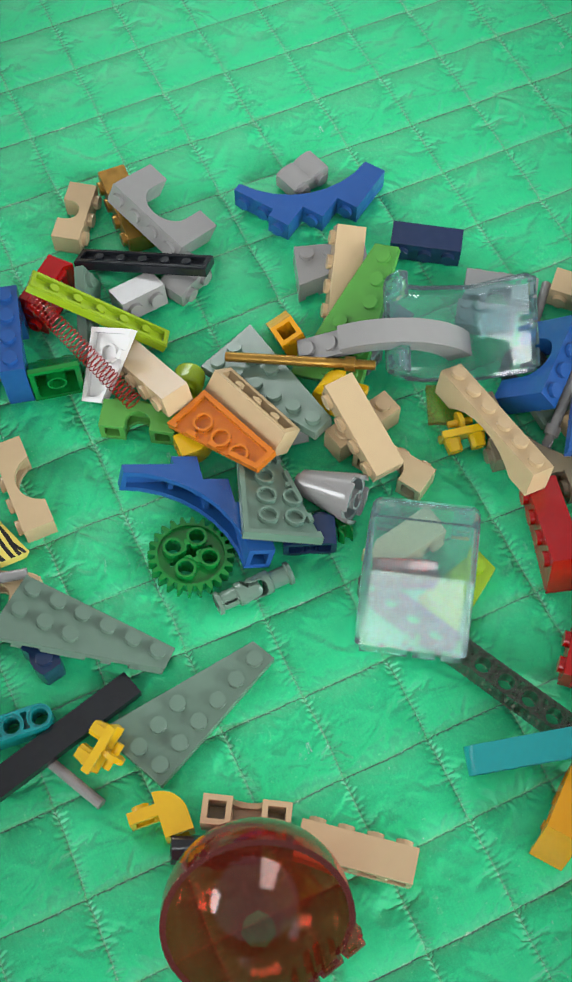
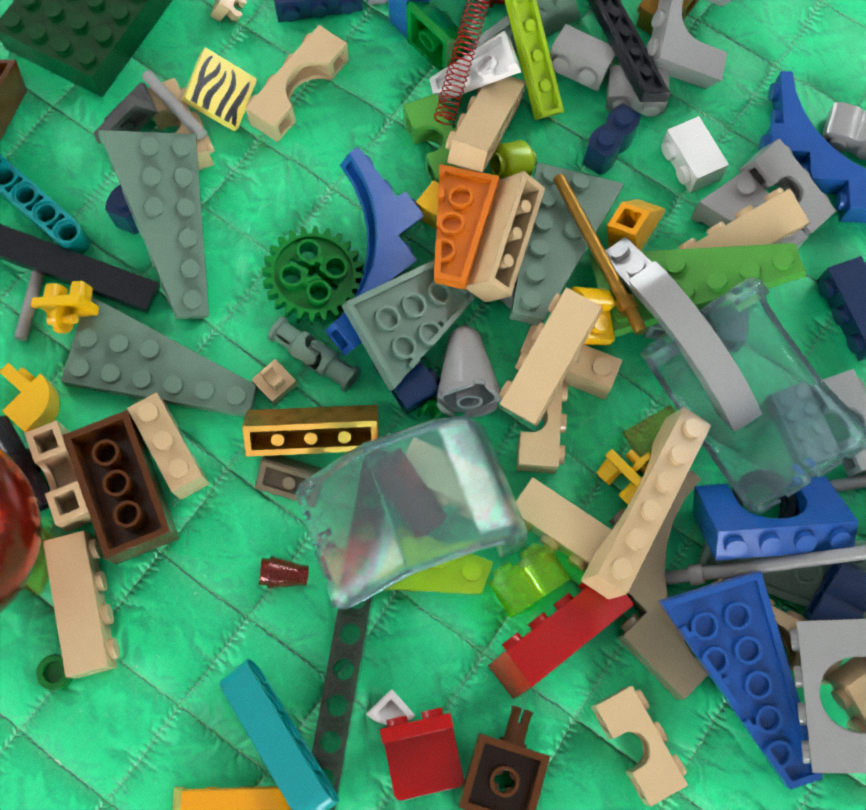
camera: 60 degrees right, 10 degrees up
(213, 313) = (611, 139): none -> dark blue brick
(256, 628) = (274, 381): none -> tan tile
(257, 272) = (694, 154): none -> white brick
(282, 772) = (120, 488): none -> reddish brown brick
(285, 724) = (168, 446): none -> tan arch
(305, 229) = (778, 167): none -> light grey arch
(315, 616) = (309, 430): none -> pearl gold brick
(337, 655) = (283, 475): none -> dark tan slope
(397, 901) = (52, 674): none -> green tile
(408, 696) = (282, 573): none -> clear red cone
(478, 489) = (561, 524): none -> tan brick
(504, 531) = (529, 579): none -> clear neon green brick
(545, 671) = (390, 707): none -> white tile

